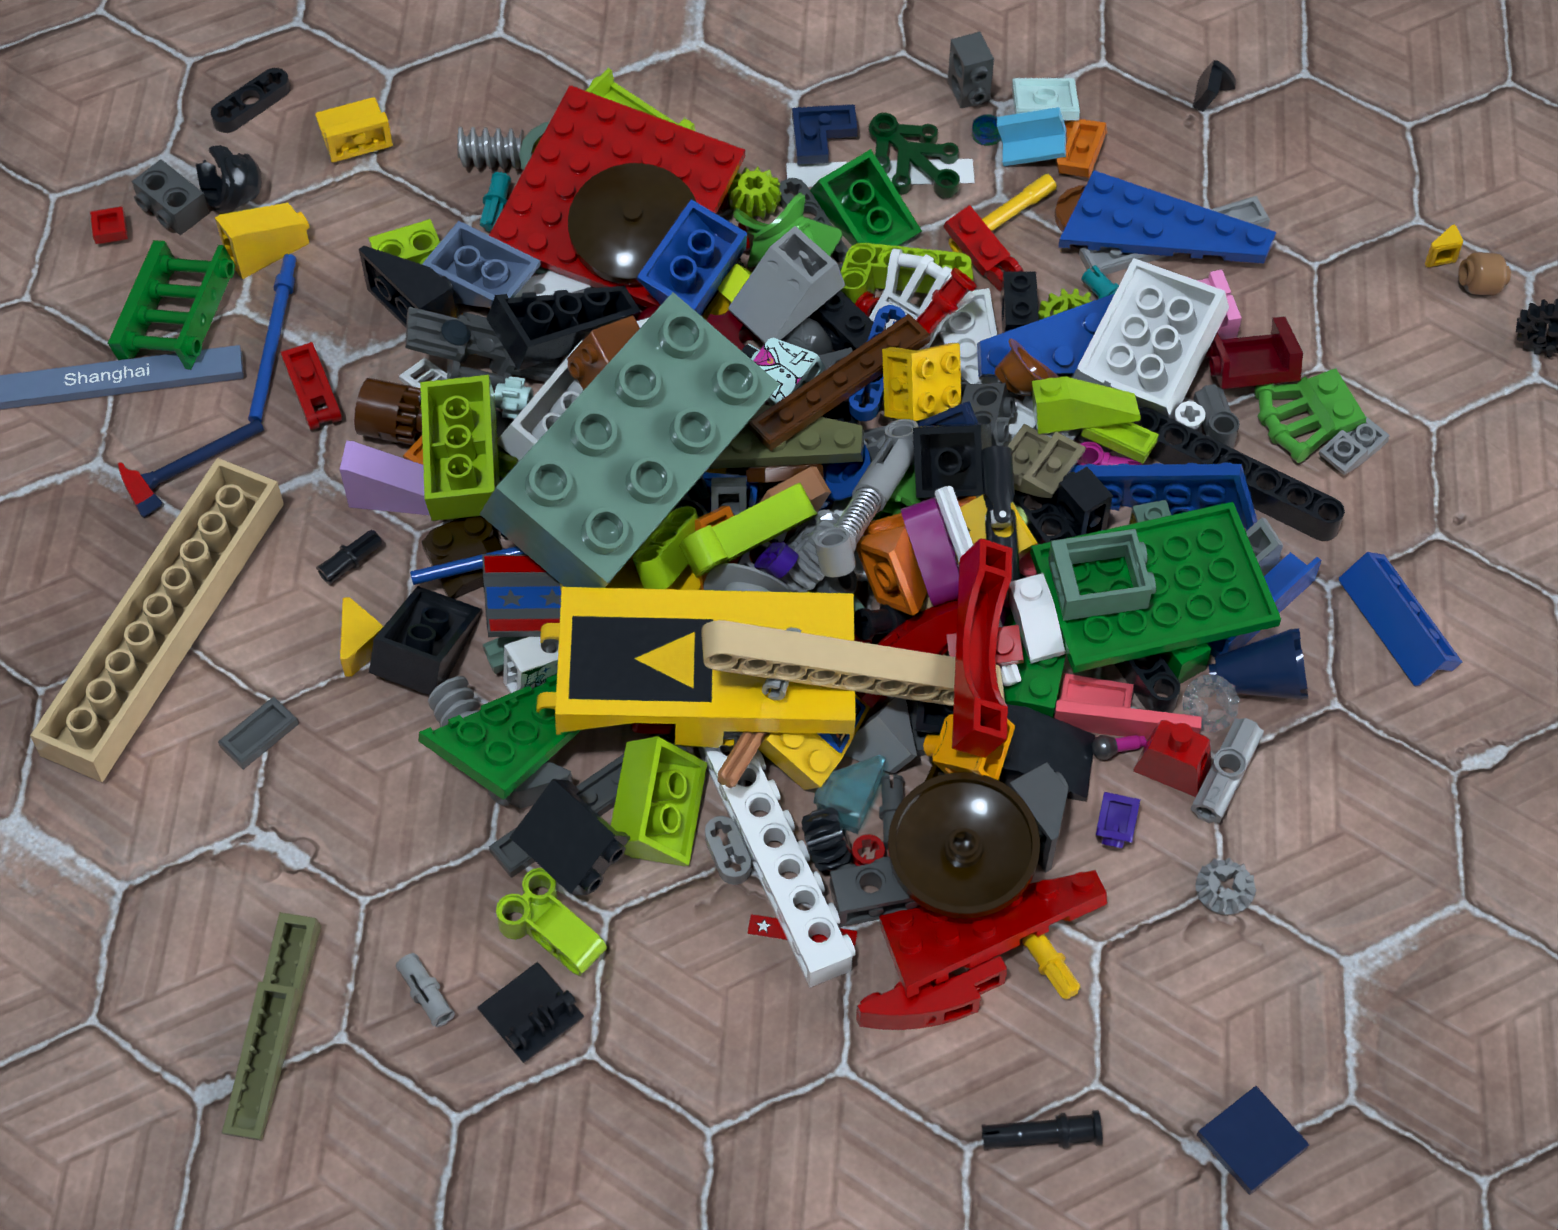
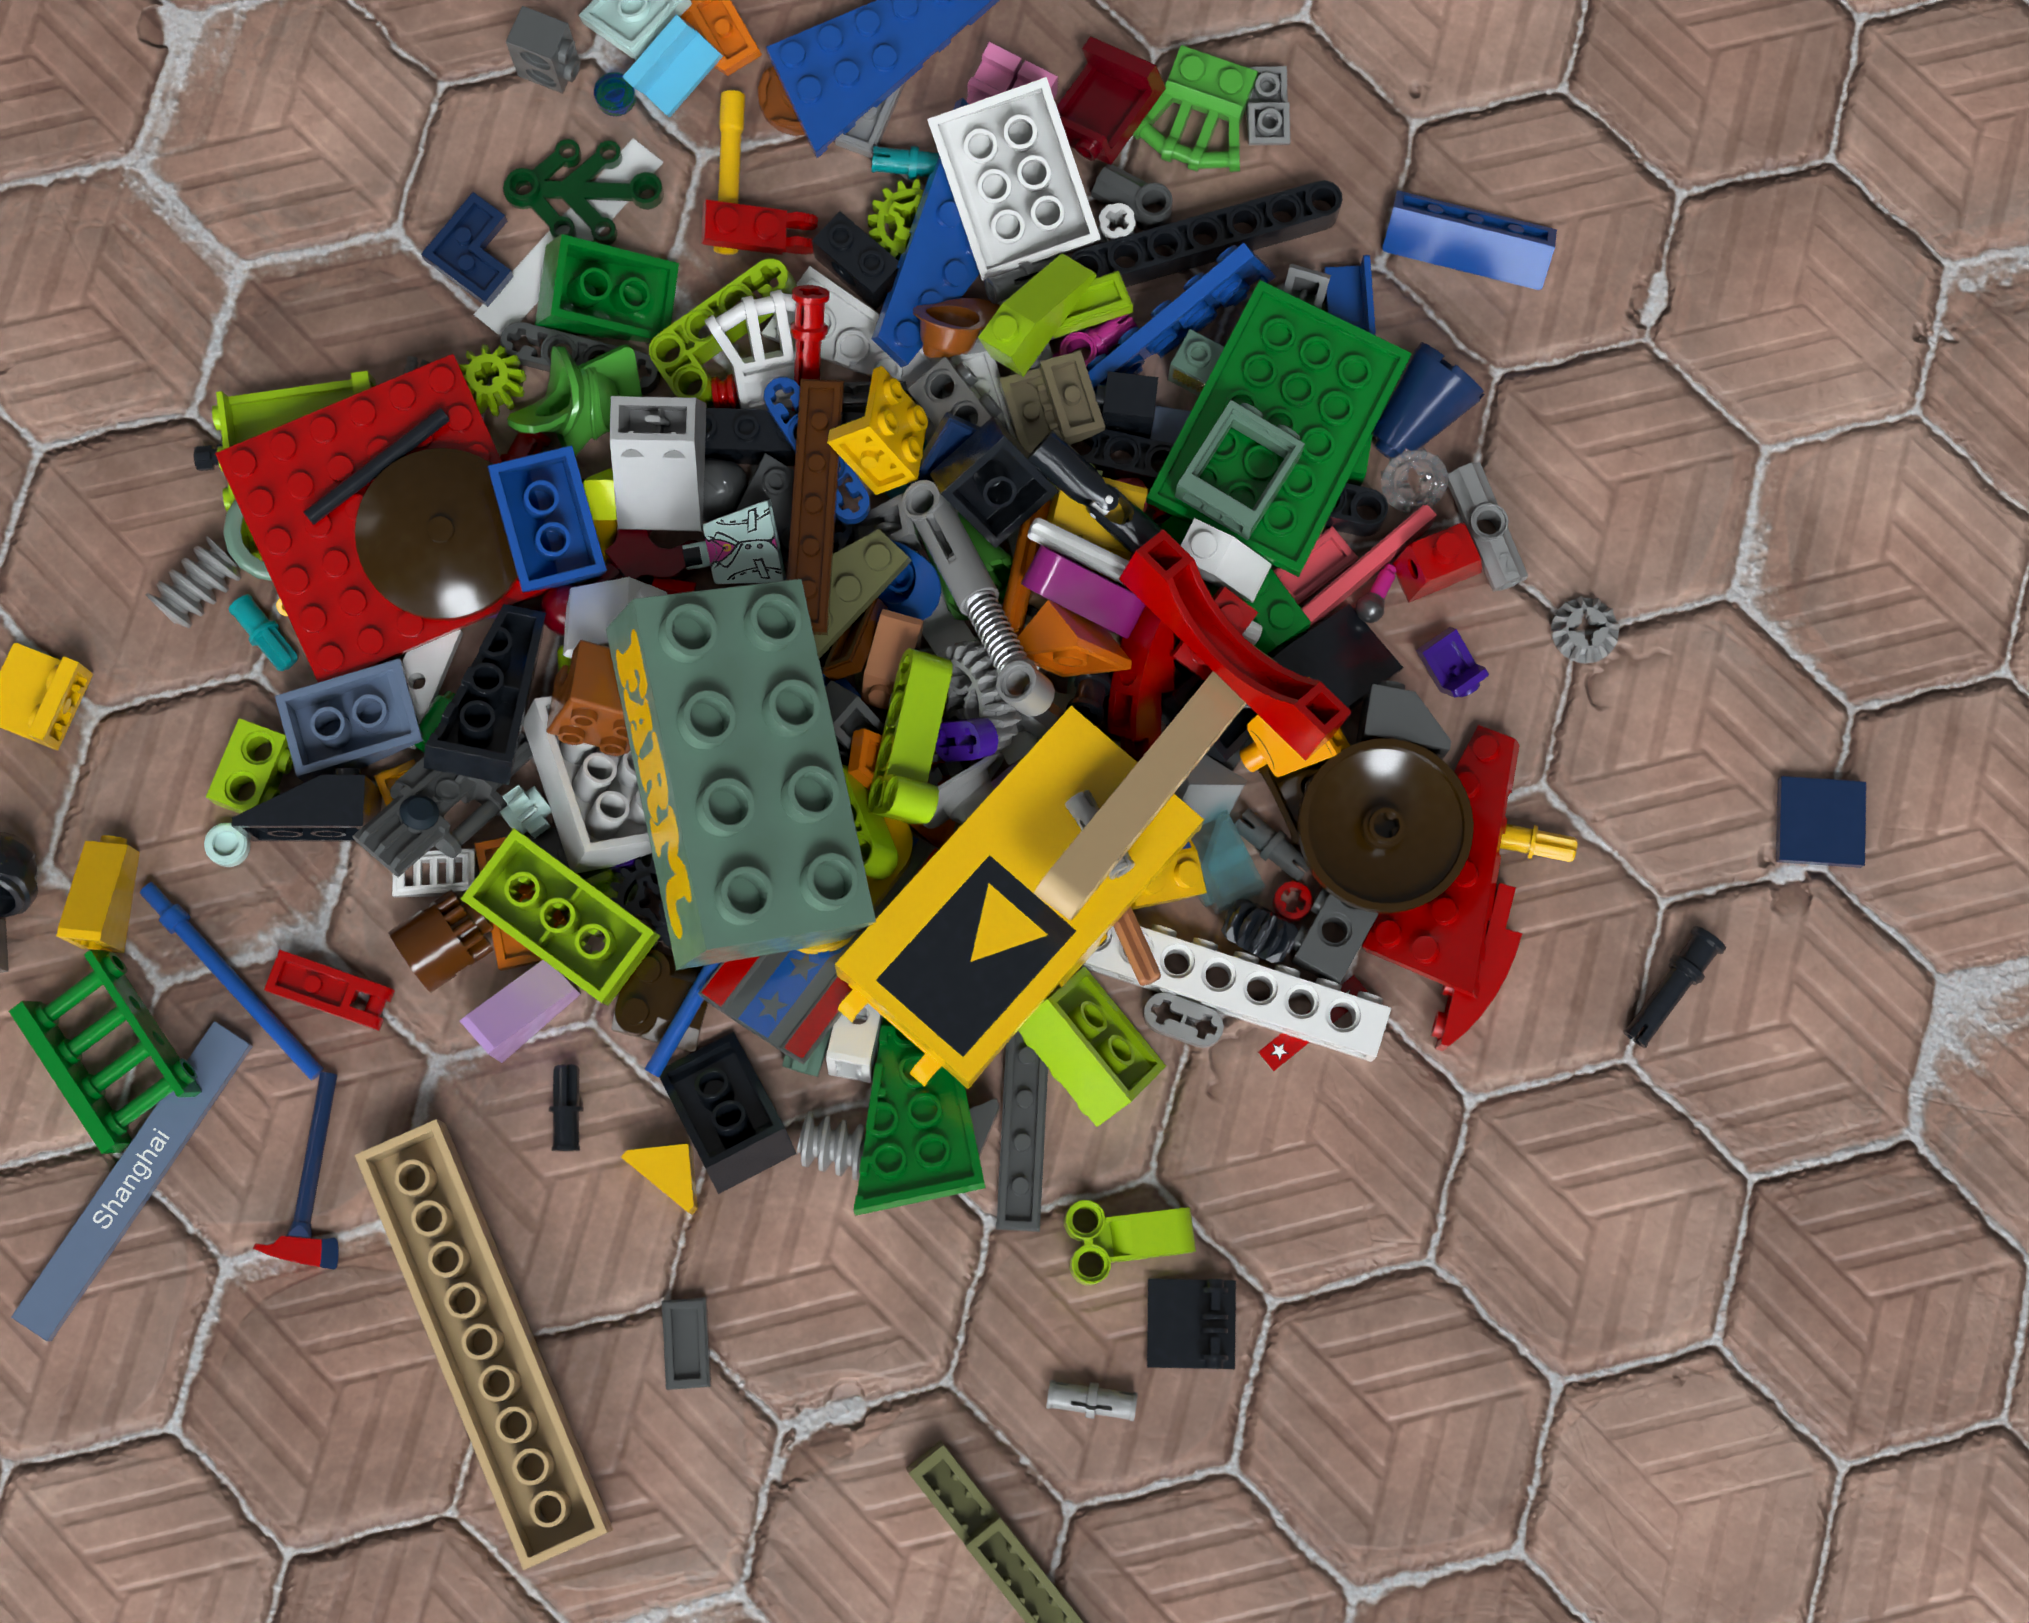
camera: 50 degrees left, 20 degrees up
(351, 278) = (226, 845): none -> light aqua tile
(569, 839) = (1072, 1161): black panel -> none
(619, 157) = (376, 465): none -> black bar

